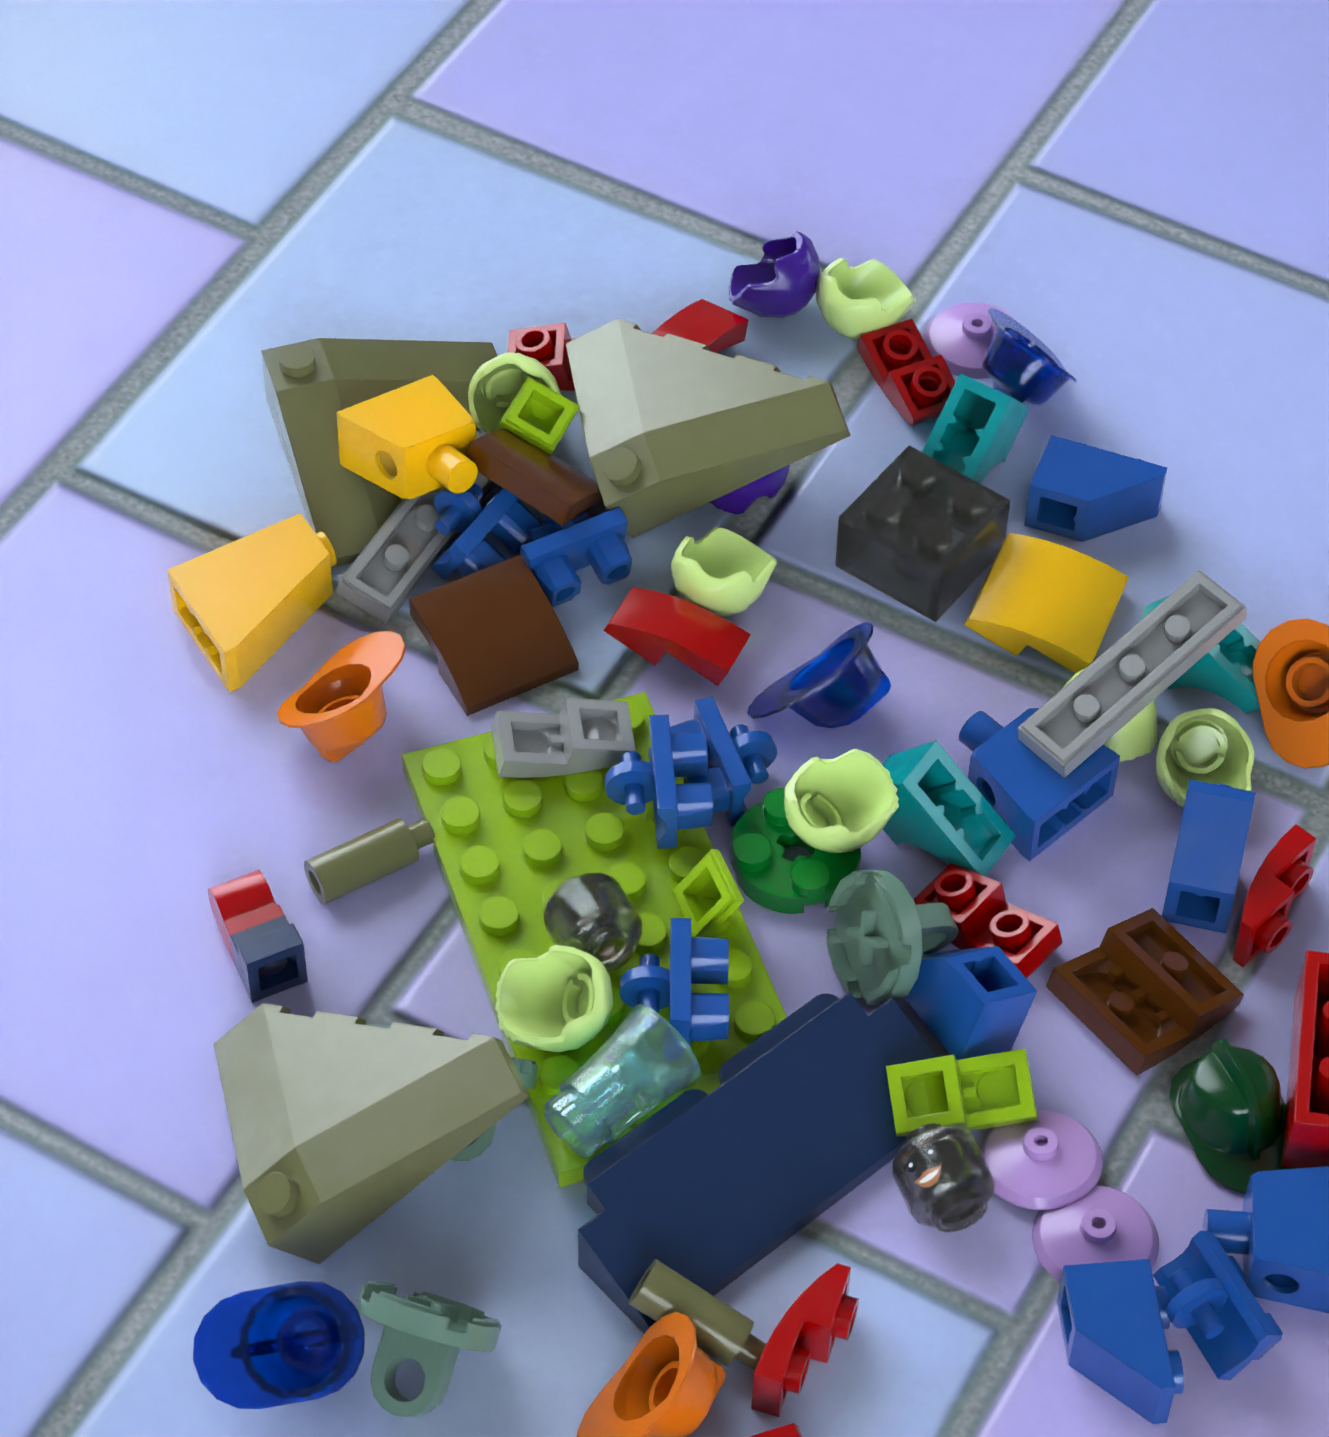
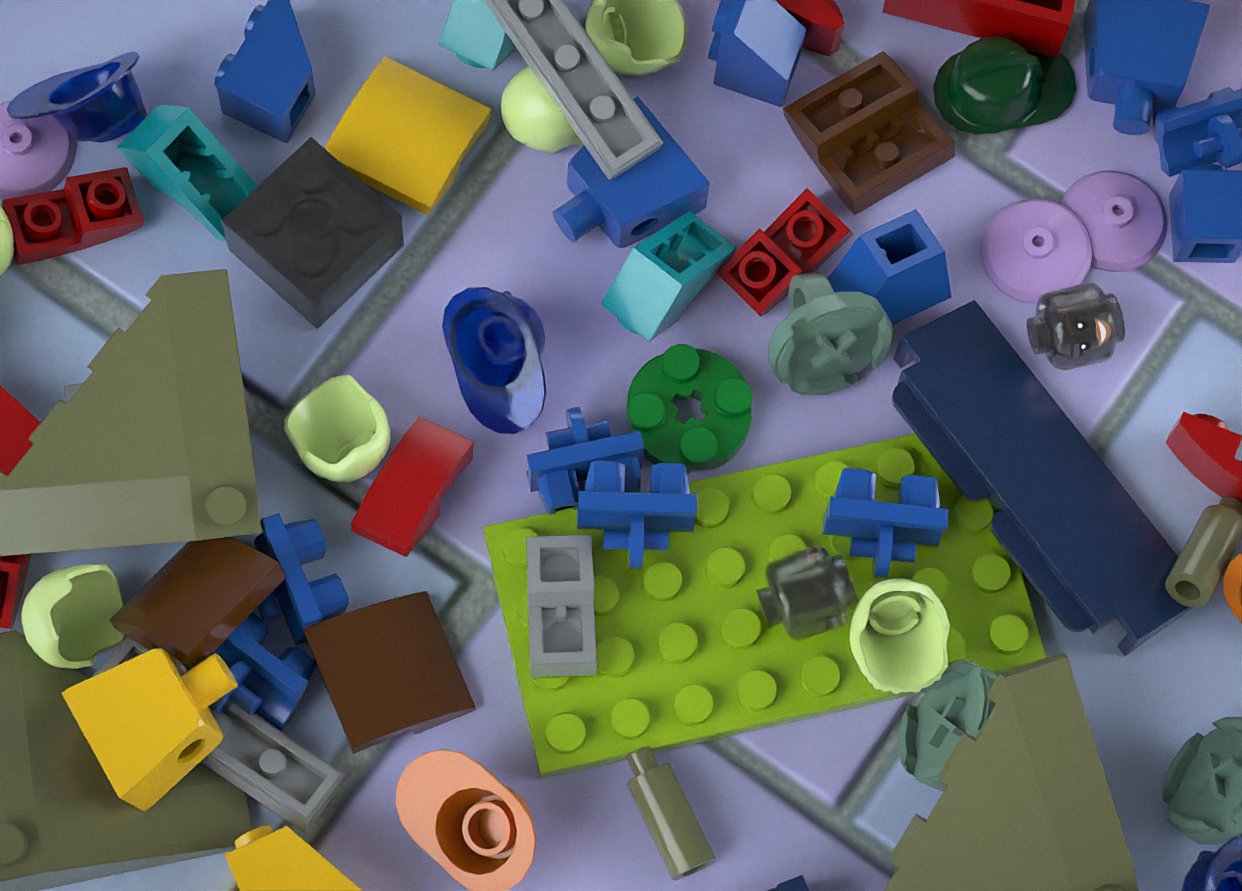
camera: 90 degrees left, 20 degrees up
(539, 415) = (122, 587): lime slope -> none
(622, 1082) = (994, 585): clear light blue plant -> none
(708, 894) = (775, 485): lime slope -> none
(840, 801) = (689, 346): yellowish green hair -> none
(963, 1092) = (986, 307): lime slope -> none

